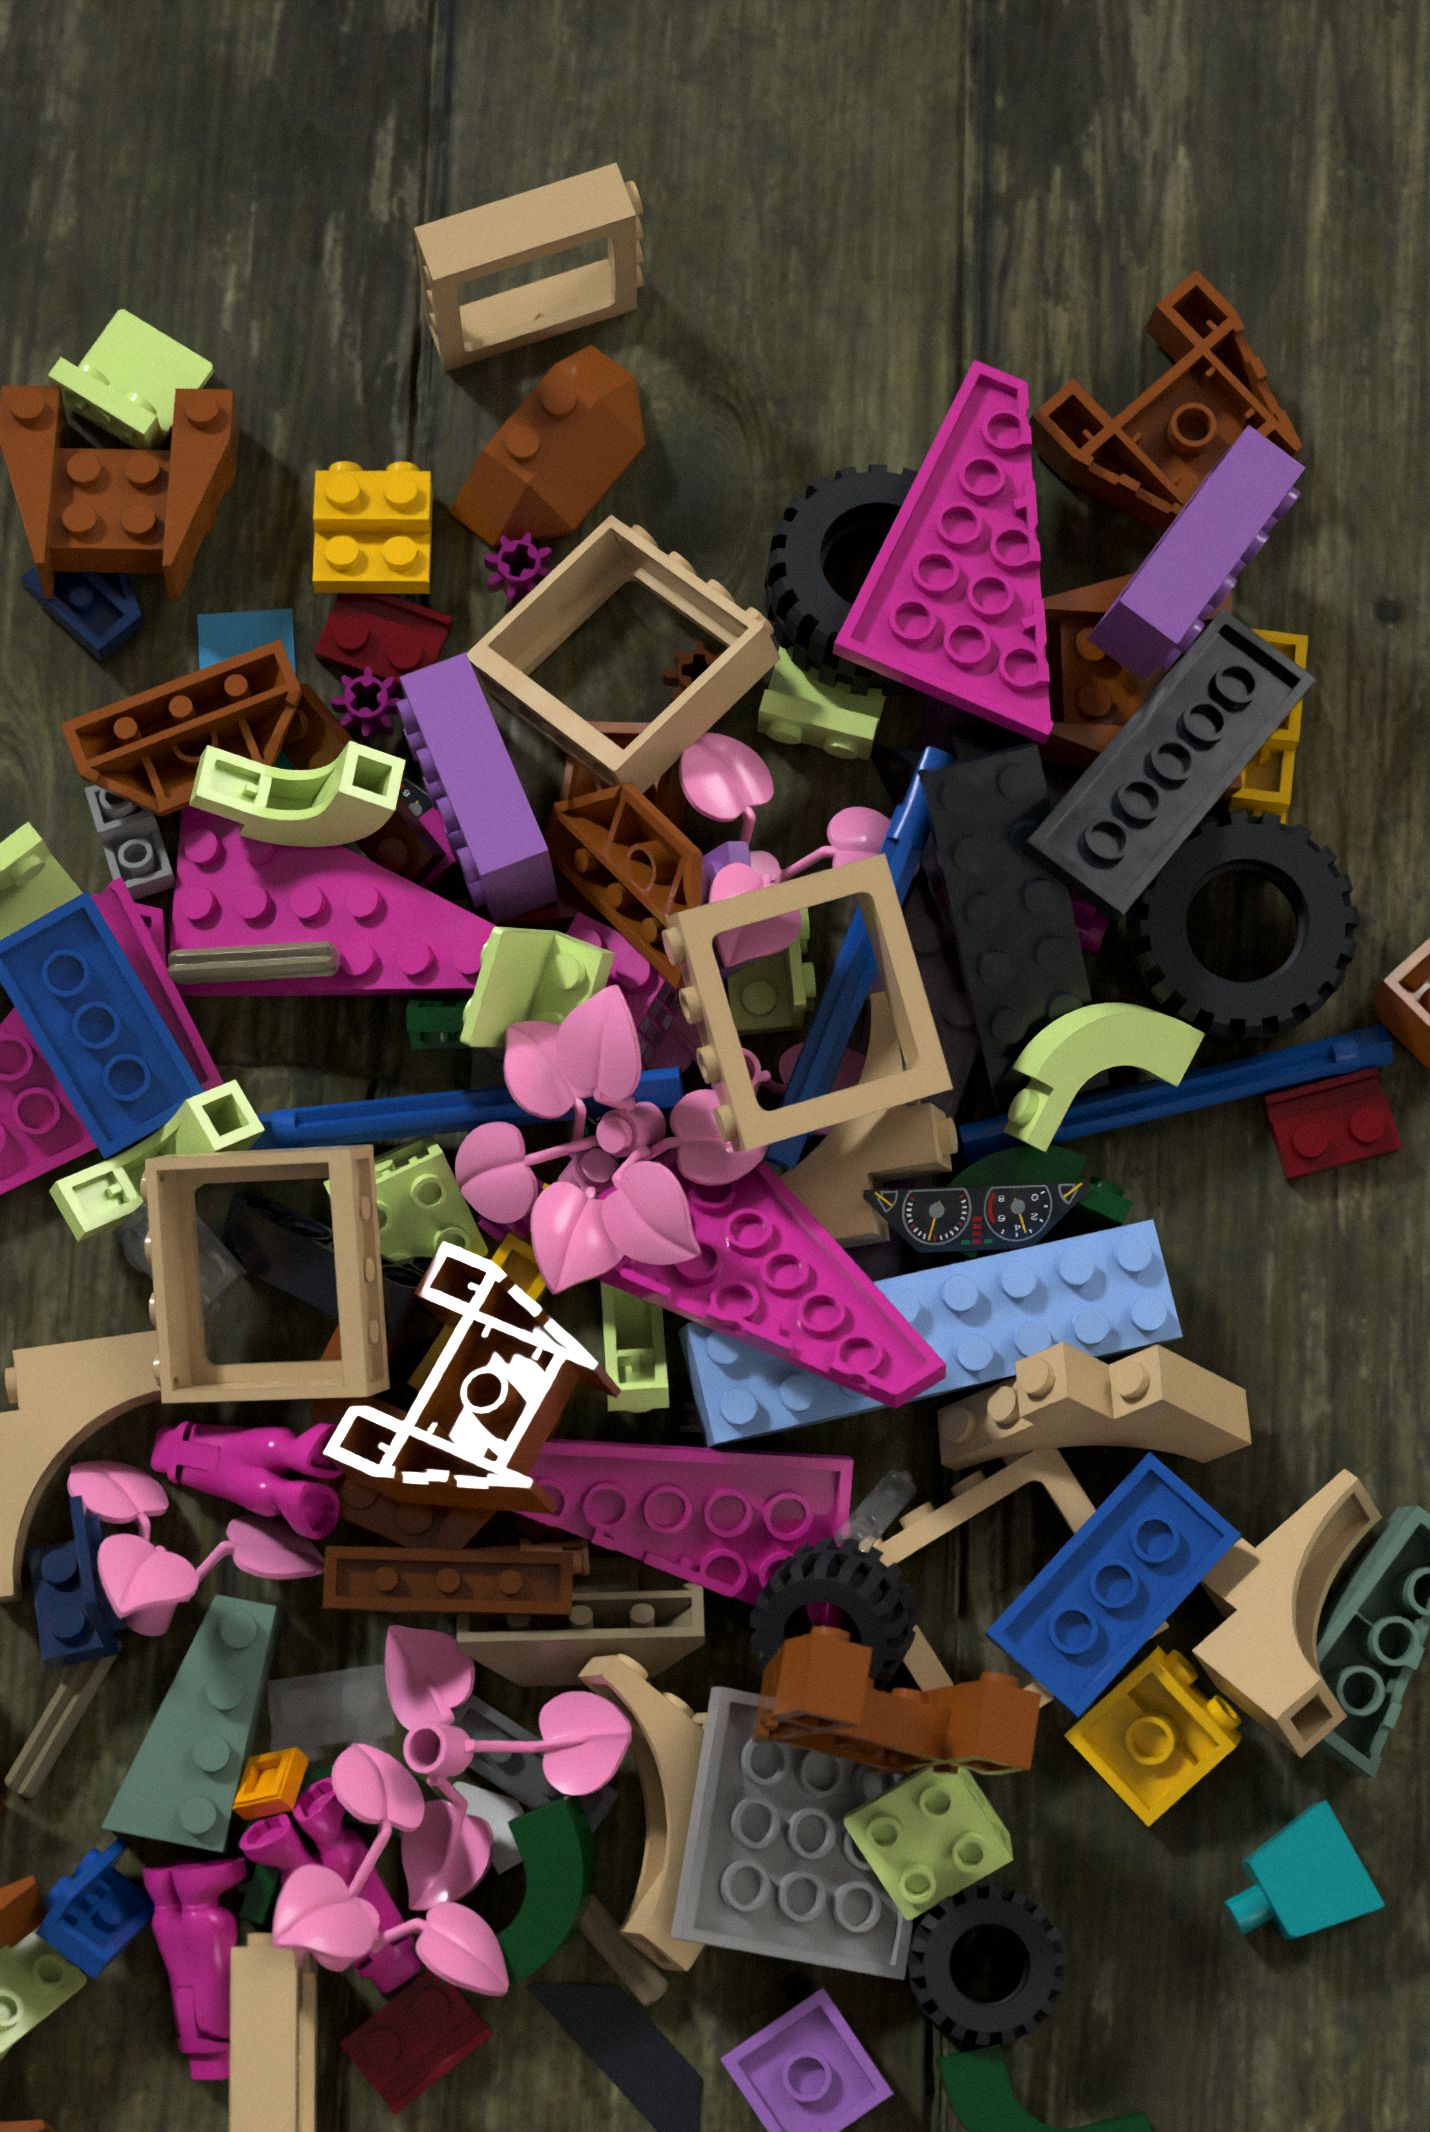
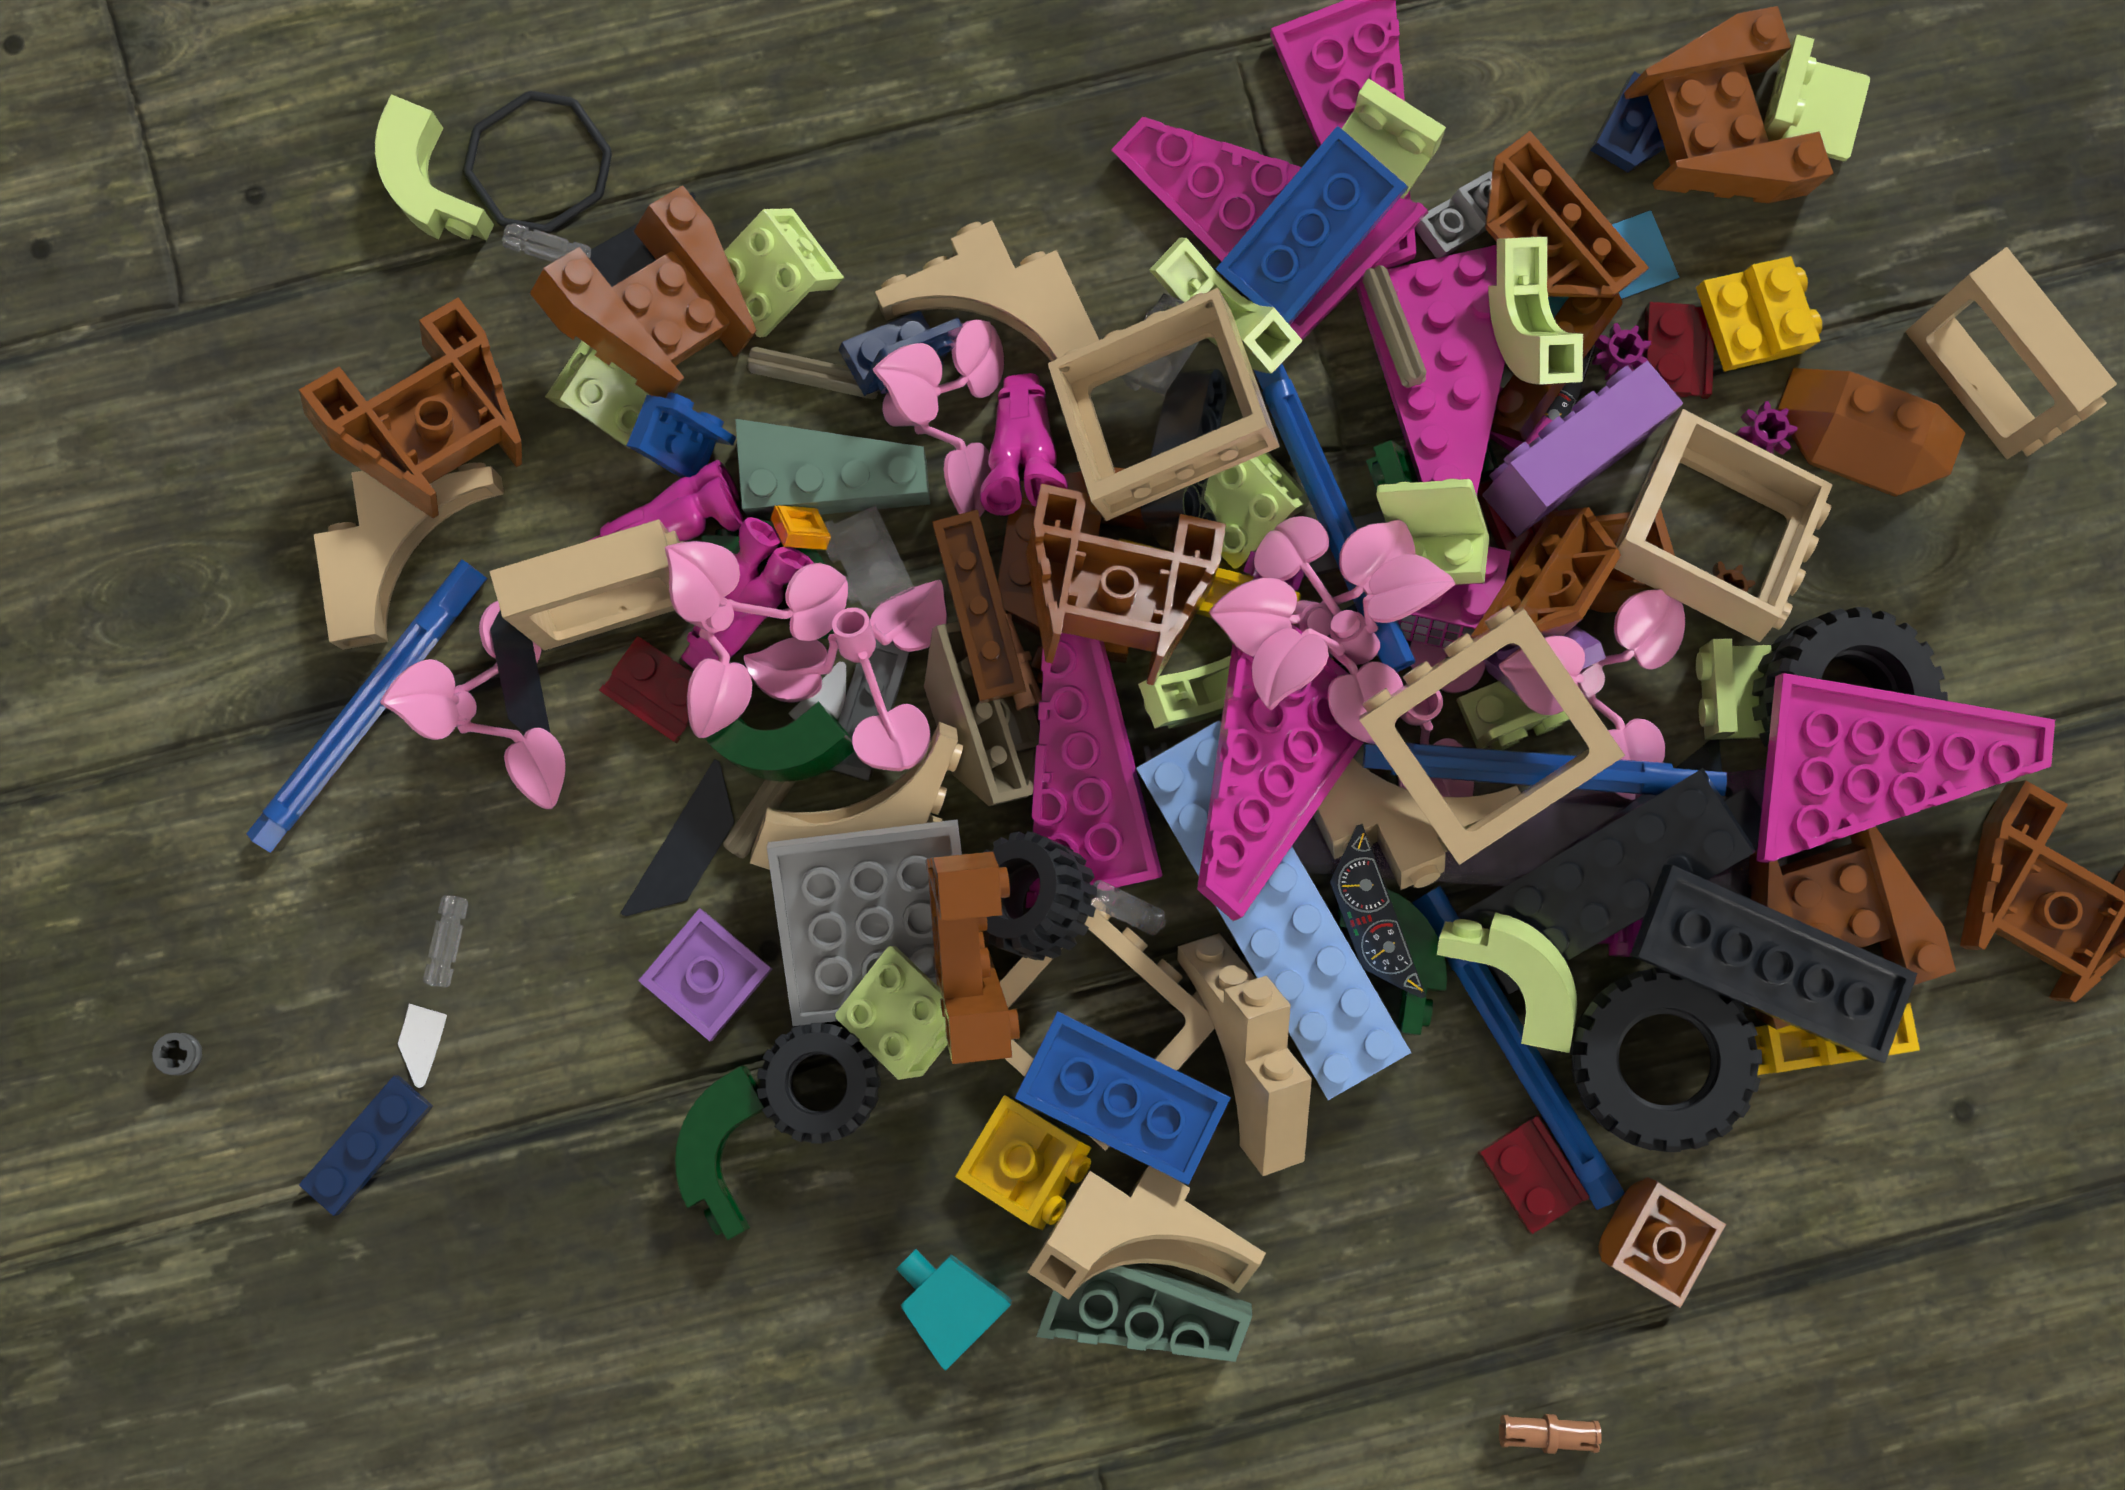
camera: 80 degrees right, 5 degrees up
(1199, 556) = (1954, 939): medium lavender brick -> none

